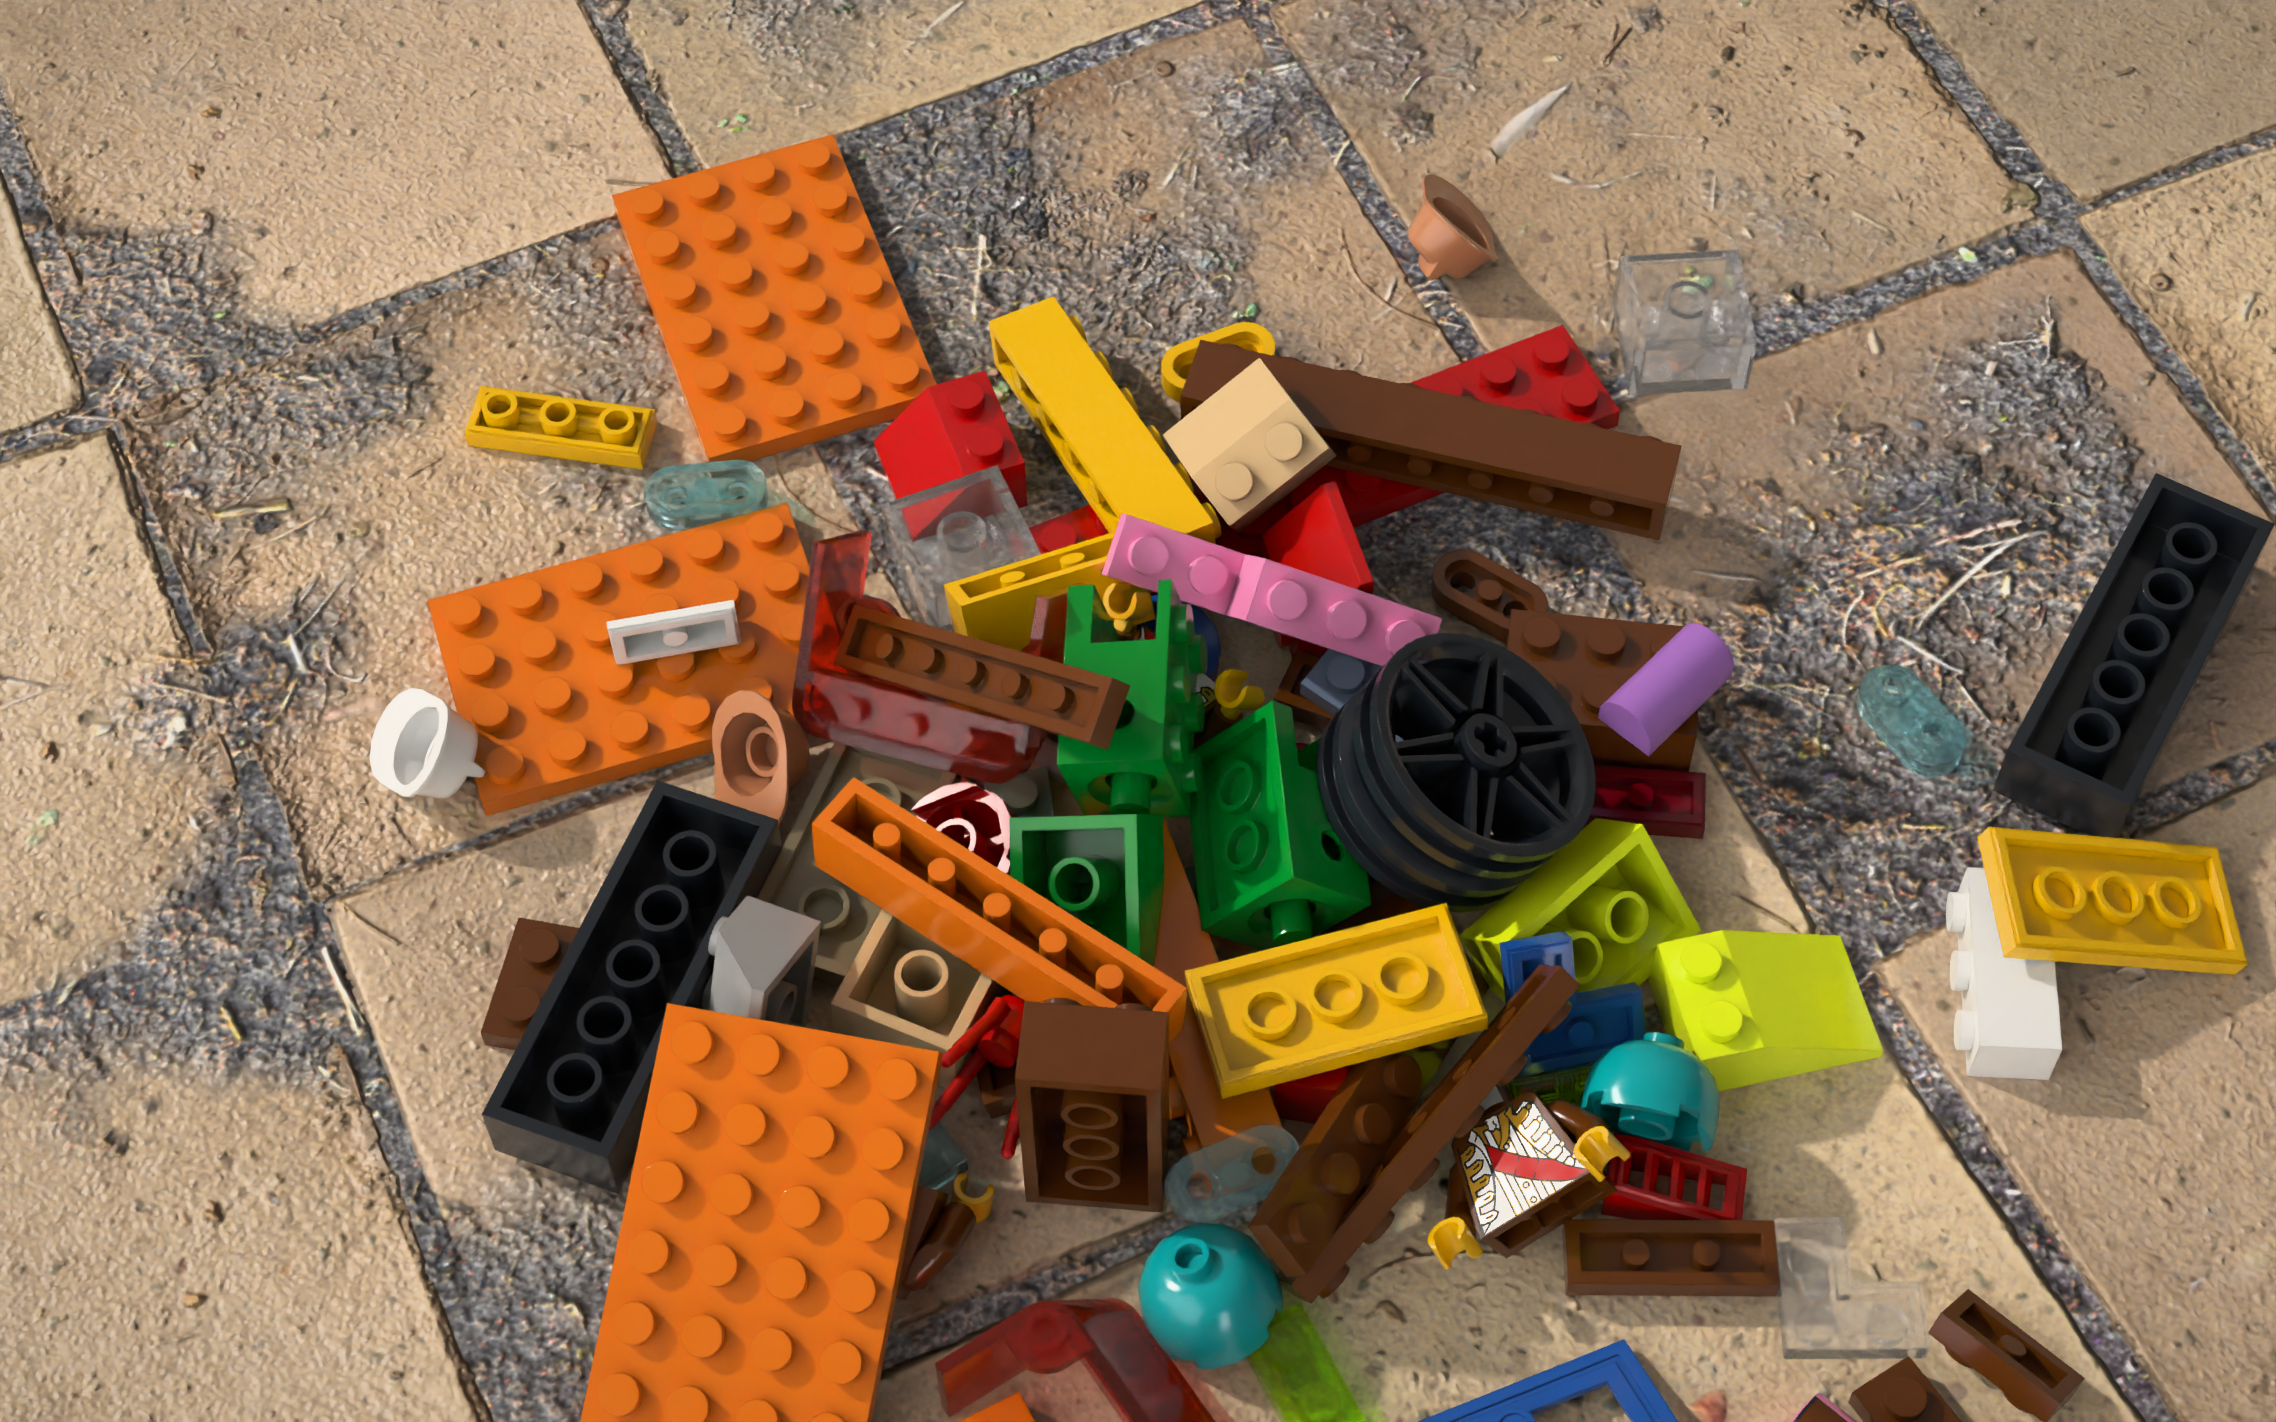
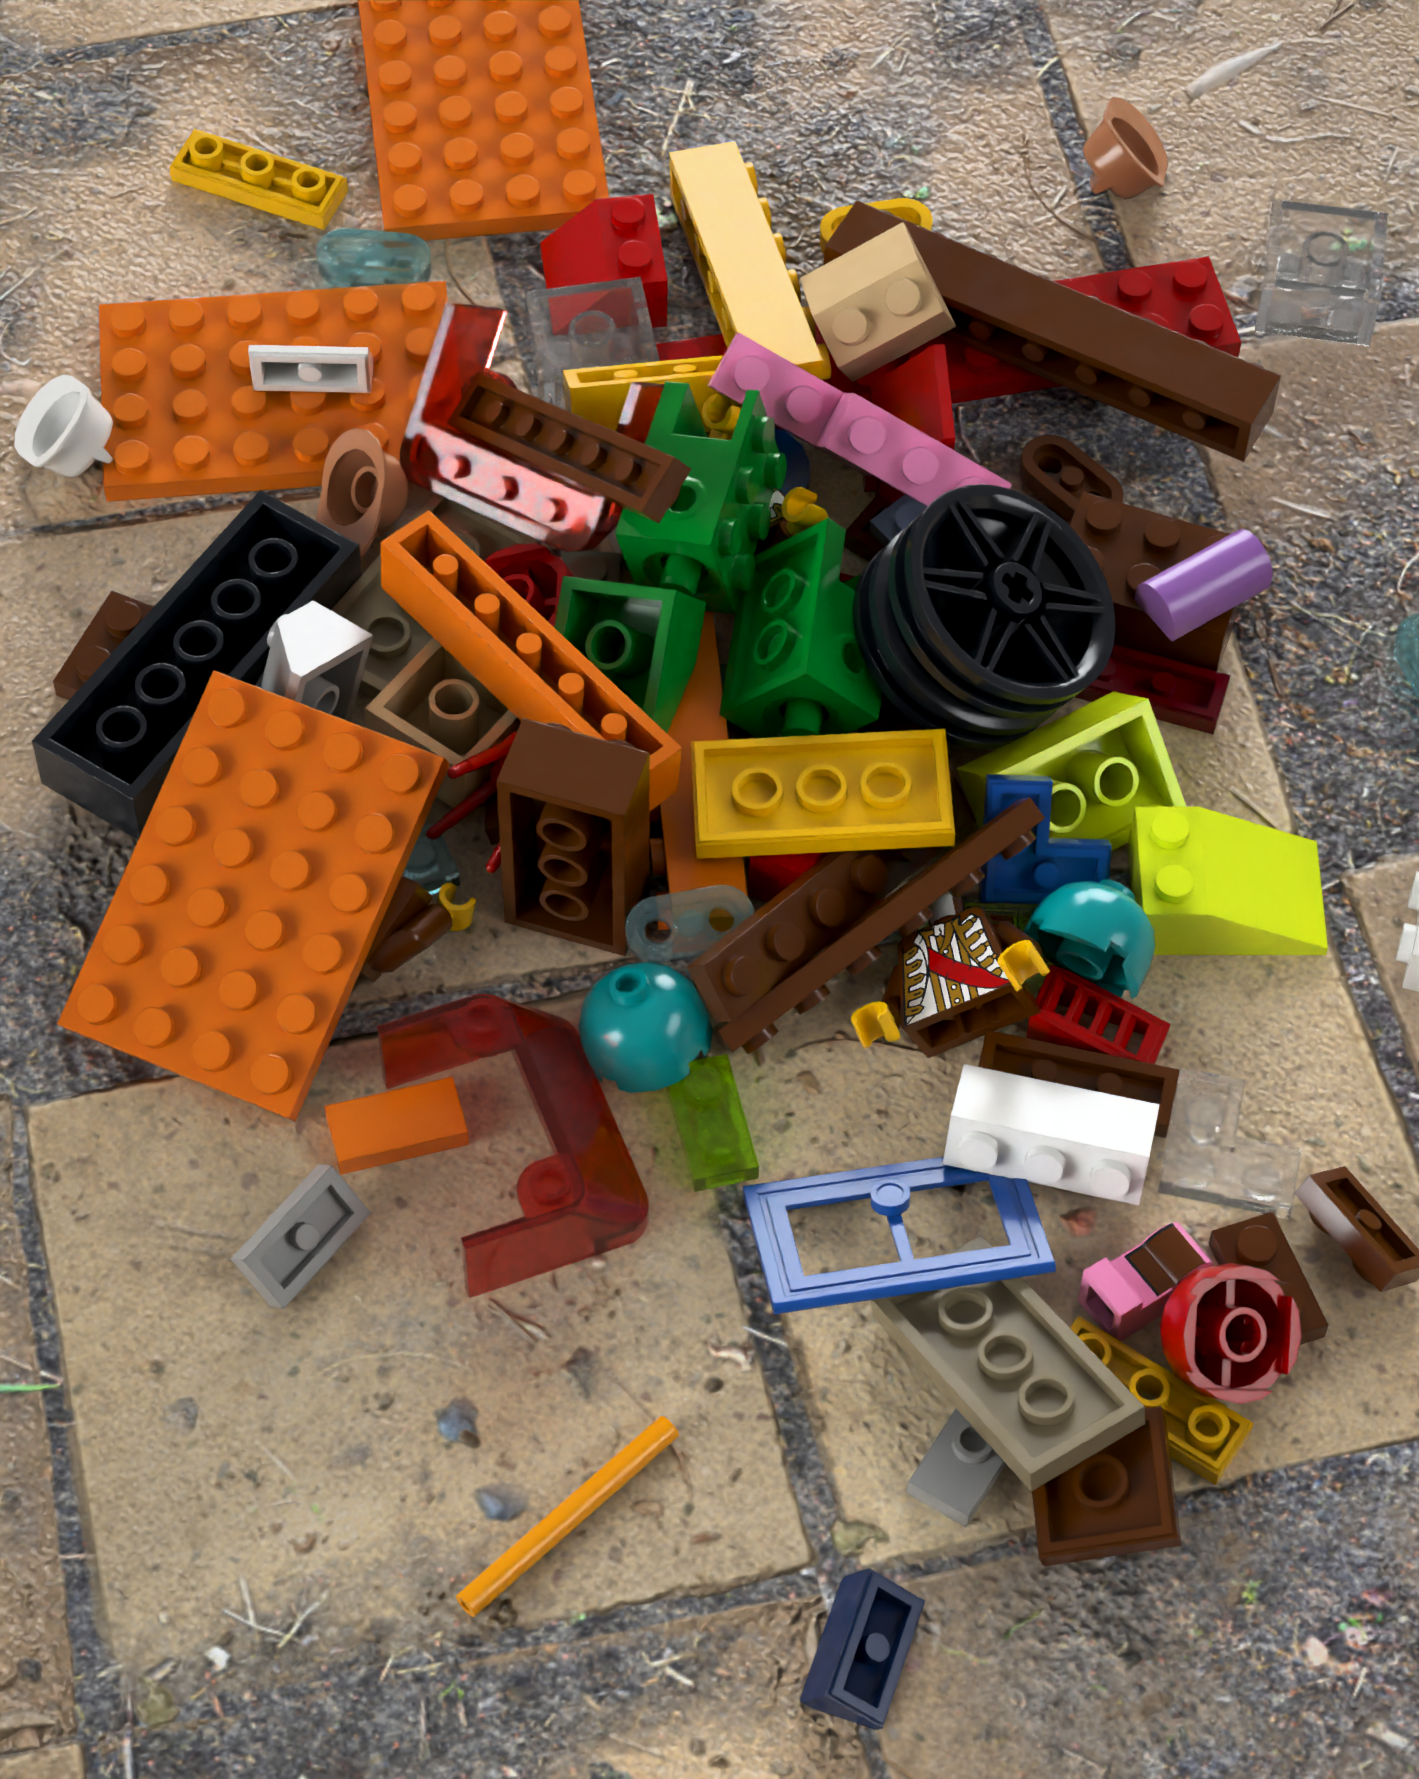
camera: 10 degrees right, 0 degrees up
(1663, 1322) = (1051, 1134): none -> white brick

